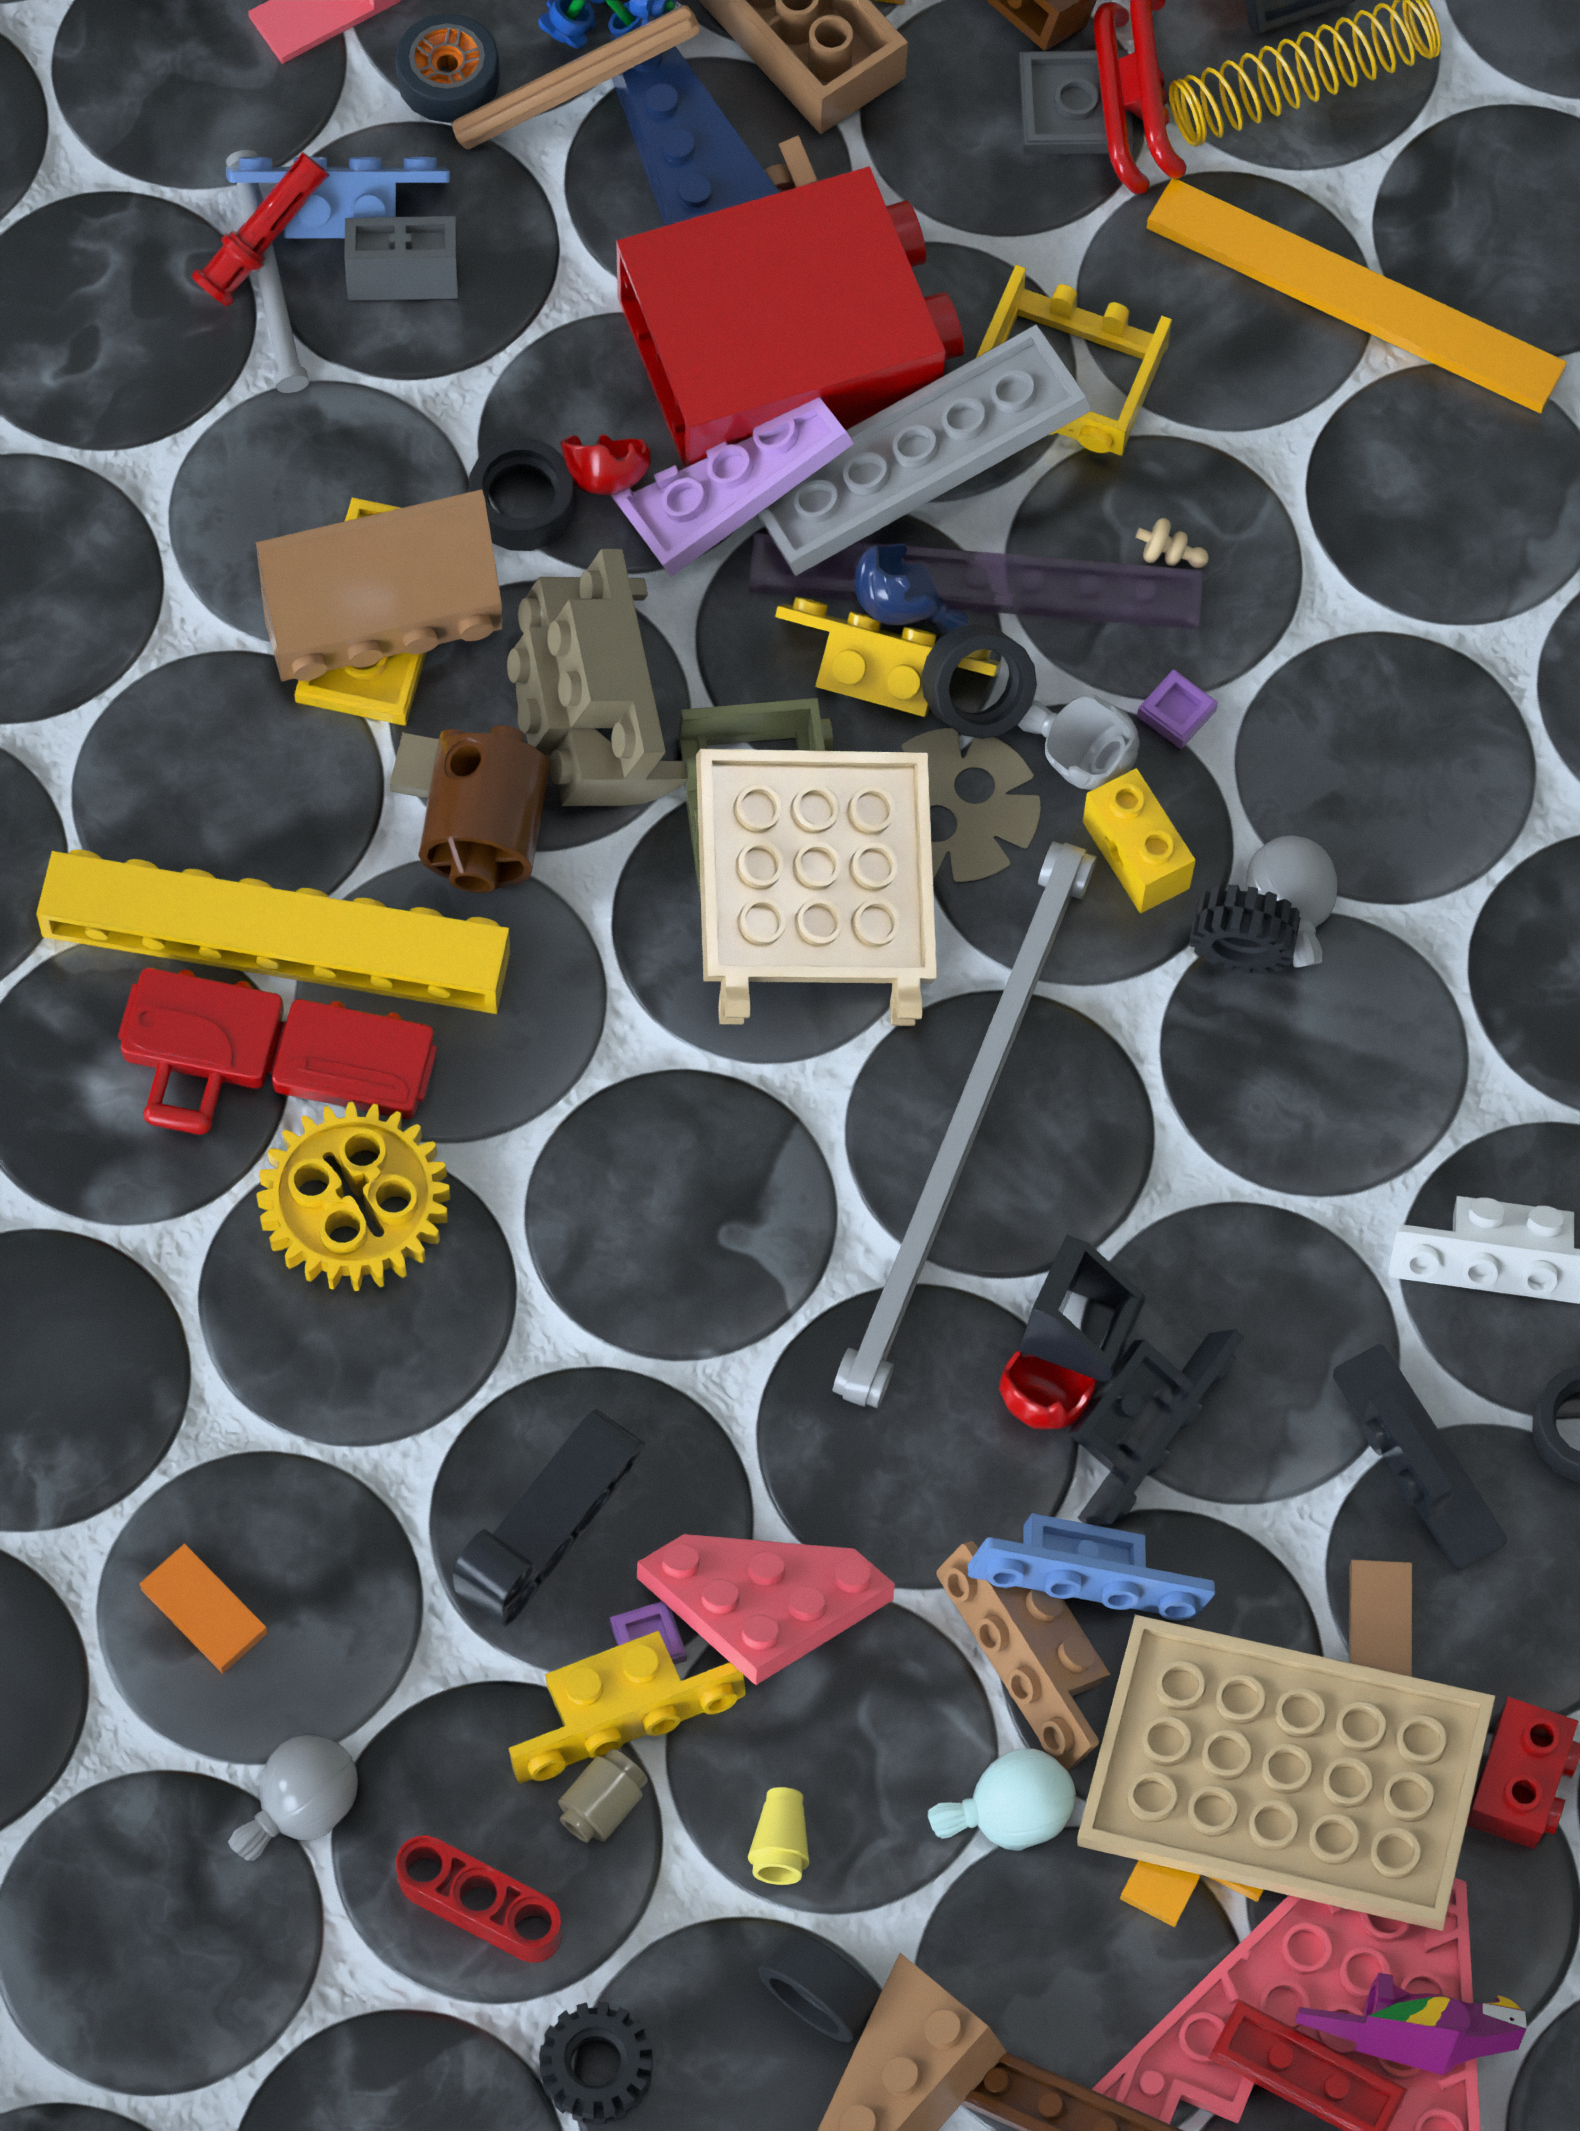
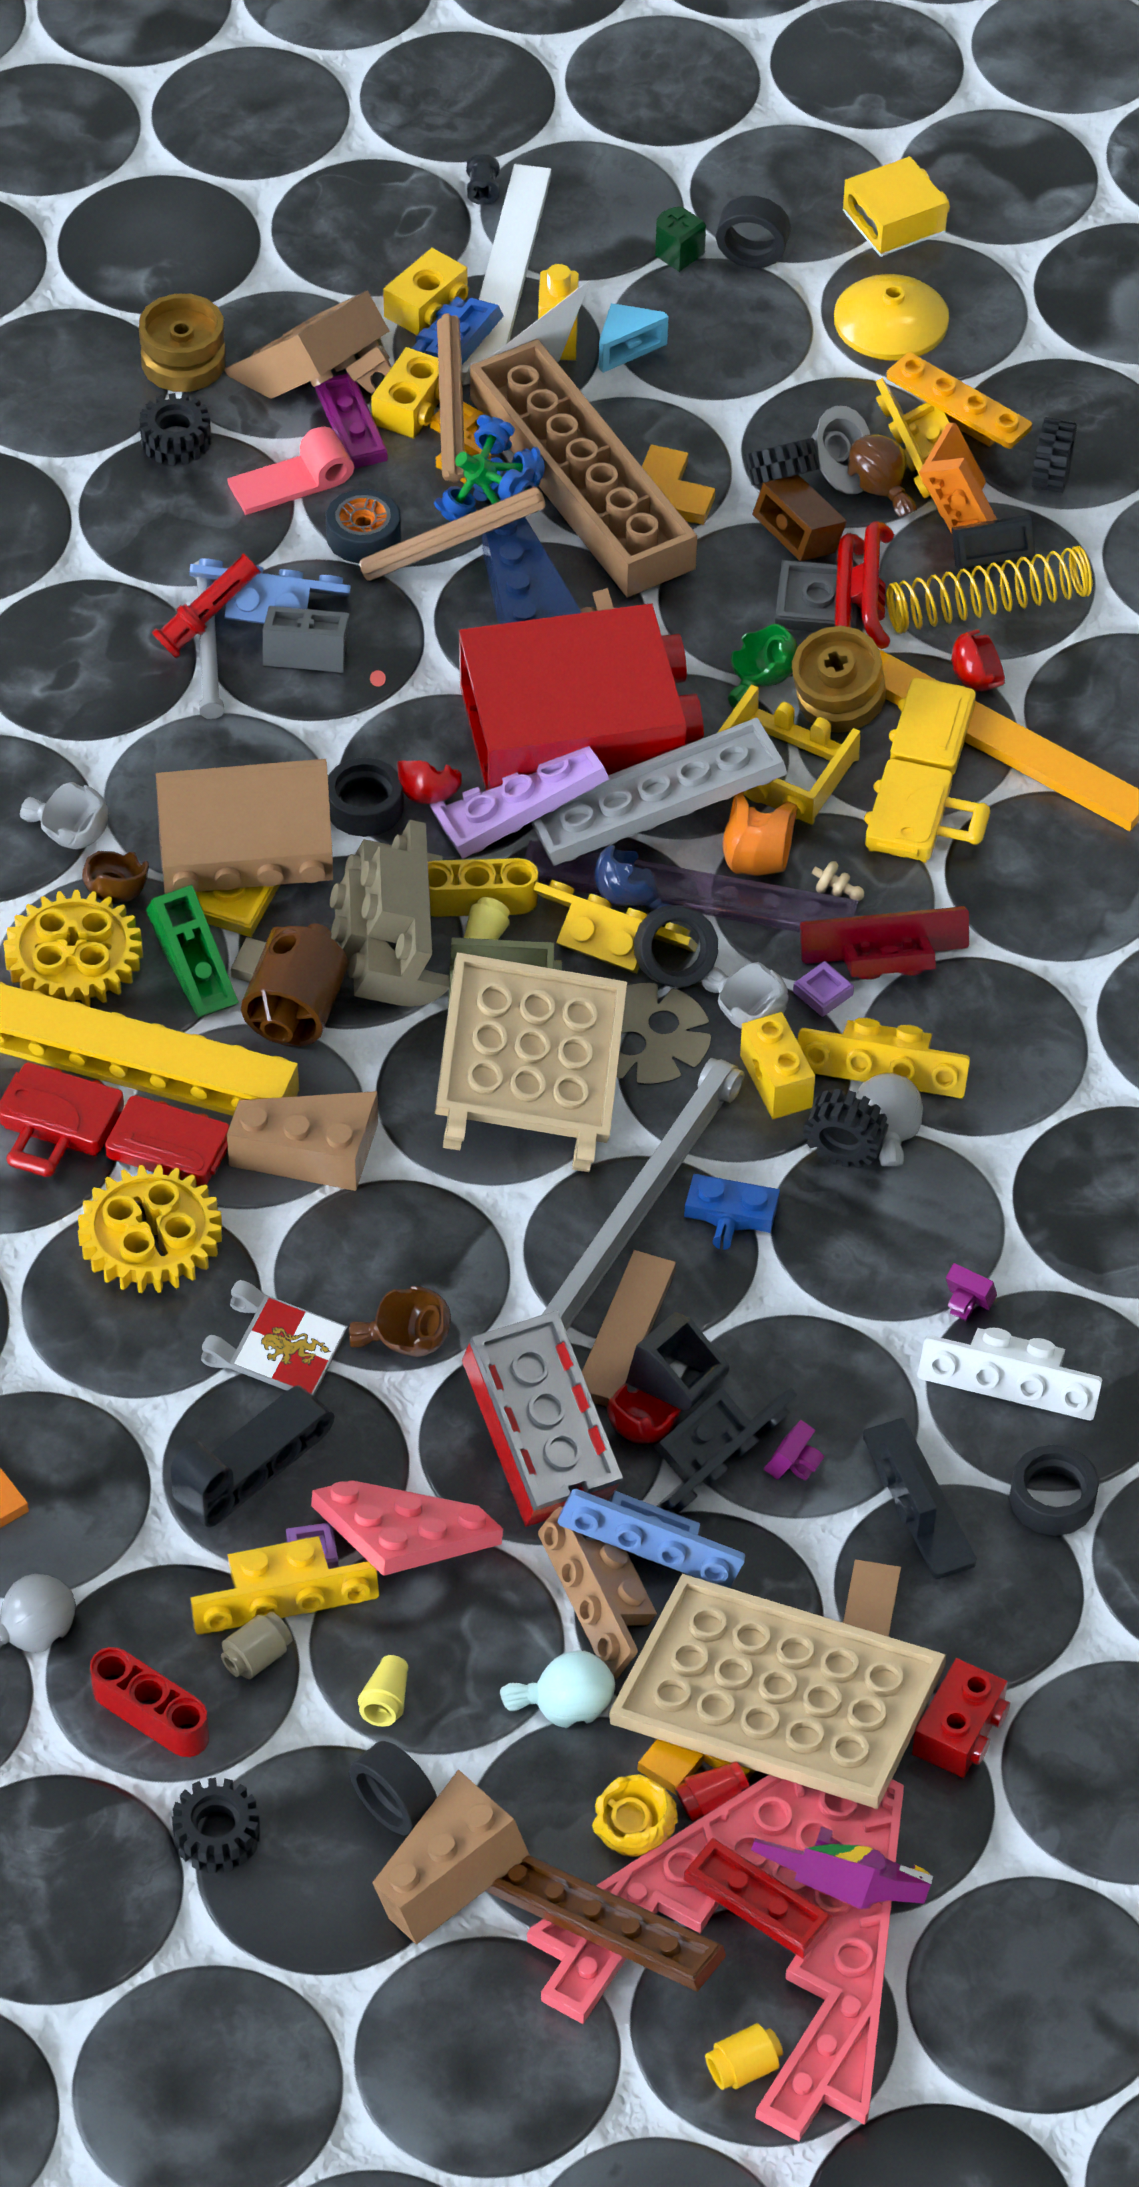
camera: 10 degrees right, 15 degrees down
(133, 580) = (71, 816): none -> light grey hair
(169, 737) = (73, 948): none -> yellow gear
(210, 663) = (115, 875): none -> reddish brown hair
(335, 768) = (191, 950): none -> green slope
(506, 302) = (377, 678): none -> coral piece
(536, 1032) = (305, 1137): none -> medium nougat wedge
(558, 1343) = (281, 1343): none -> flag
(717, 672) = (487, 919): none -> light yellow cone
(719, 1295) = (406, 1322): none -> reddish brown hair
(720, 601) = (461, 883): none -> yellow beam
(924, 1429) = (540, 1415): none -> piece
(1001, 1258) = (627, 1323): none -> medium nougat tile
(1020, 217) = (762, 659): none -> green hair
(1058, 504) = (756, 840): none -> orange helmet
(1109, 1056) = (731, 1206): none -> blue plate
(1131, 1975) = (634, 1815): none -> yellow hair
(1135, 207) = (839, 678): none -> pearl gold wheel
(1222, 1924) = (710, 1789): none -> red cone
(1249, 1417) = (795, 1454): none -> magenta tile
(1251, 634) = (885, 941): none -> dark red bracket
(1256, 364) = (921, 773): none -> yellow piece
(1273, 799) = (876, 1049): none -> yellow bracket
(1306, 184) = (977, 662): none -> red hair
(1438, 1144) = (968, 1290): none -> magenta tile

